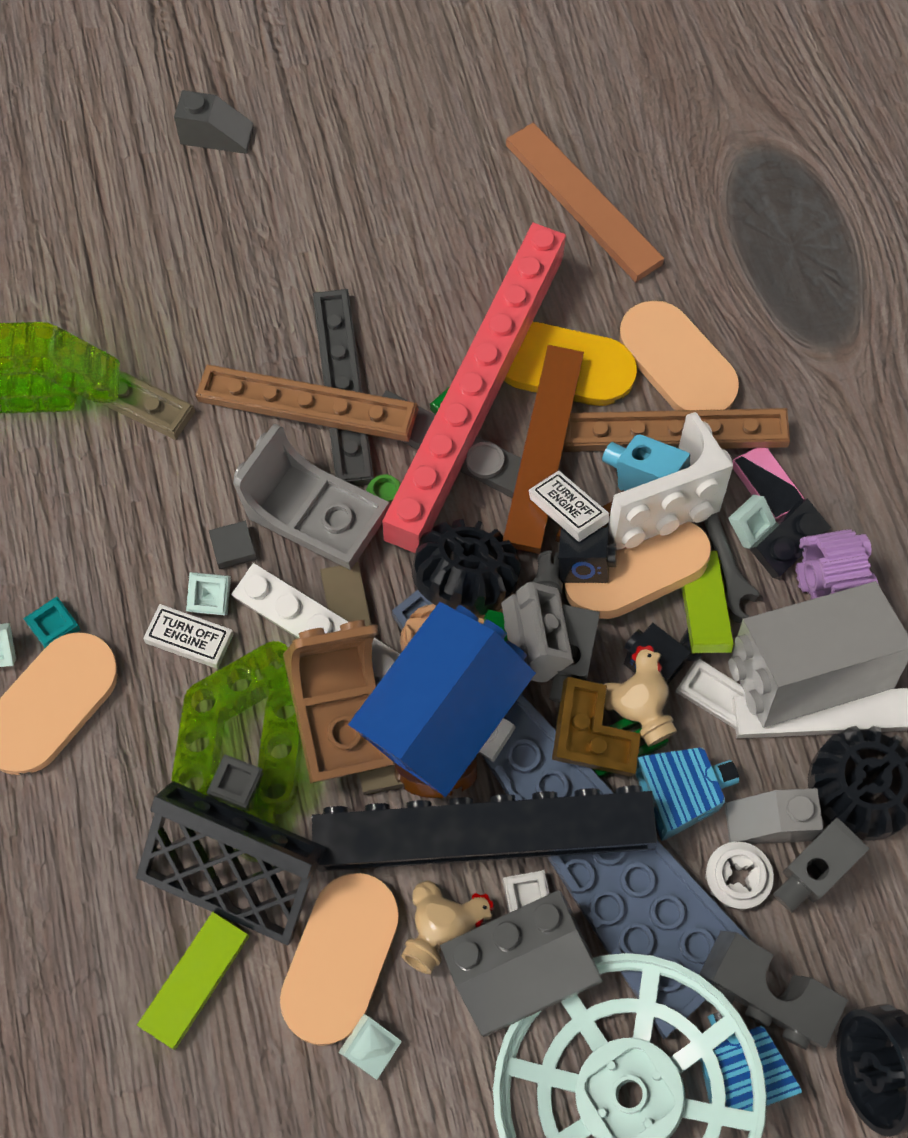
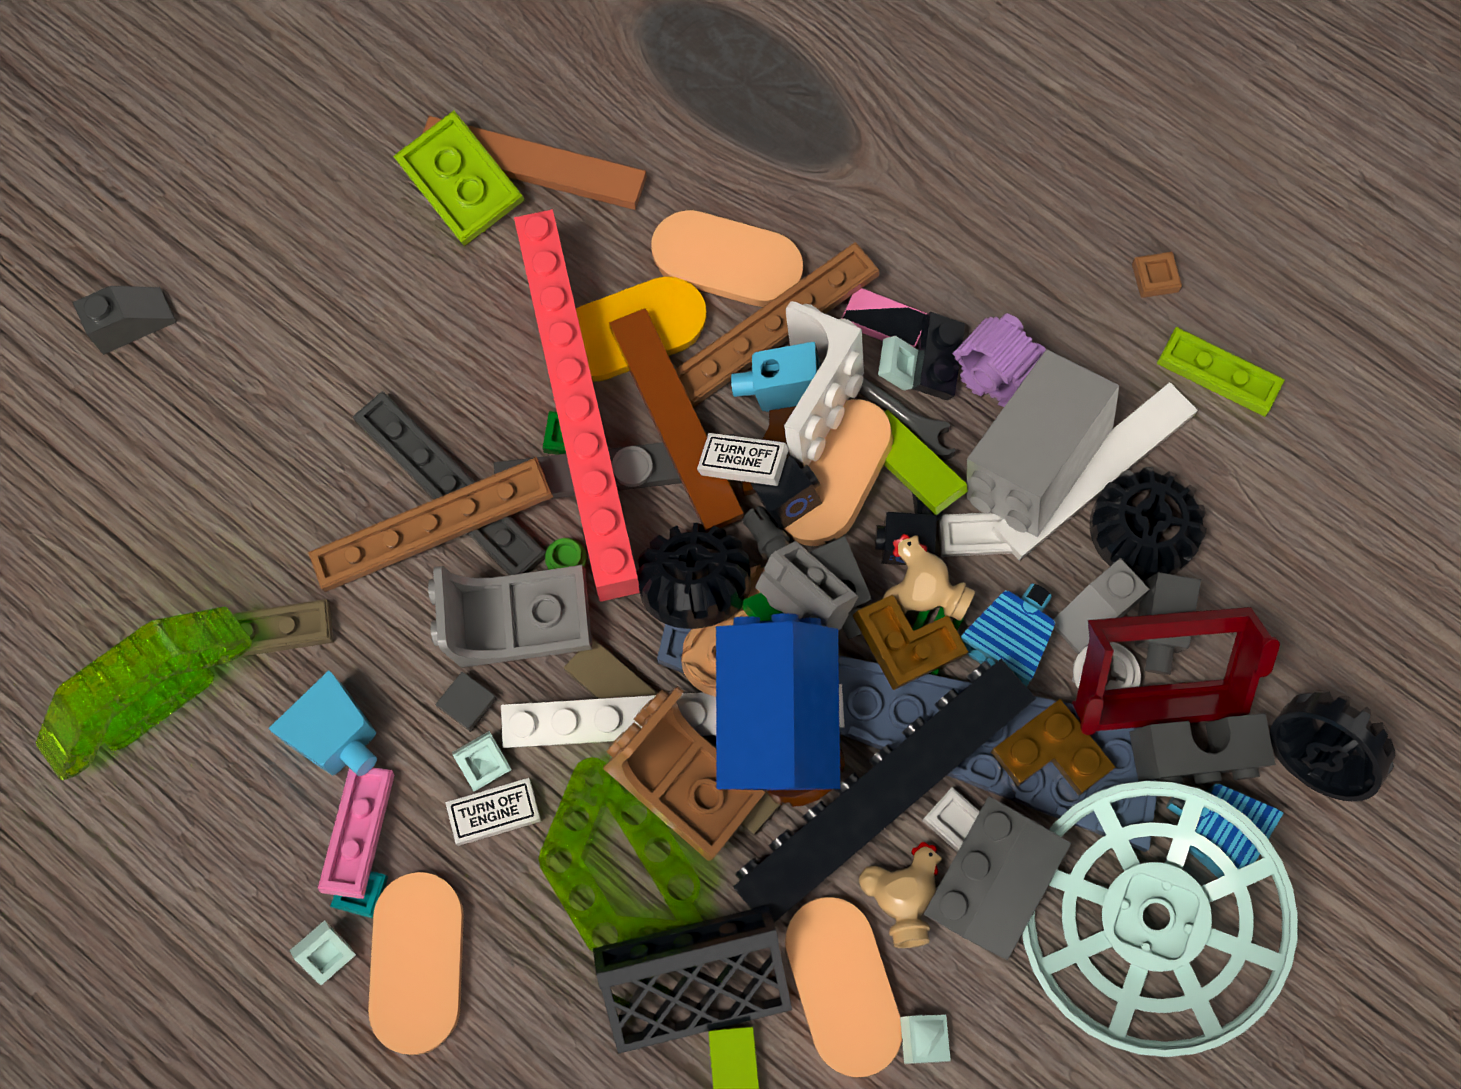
camera: 35 degrees left, 5 degrees up
(82, 579) = (356, 833): none -> bright pink tile
(121, 492) = (328, 728): none -> medium azure torso
(235, 782) = (647, 908): dark grey tile -> none
(519, 177) = (459, 178): none -> lime tile
(653, 889) = (1056, 739): none -> pearl gold plate
(773, 933) = (1135, 707): none -> dark red piece

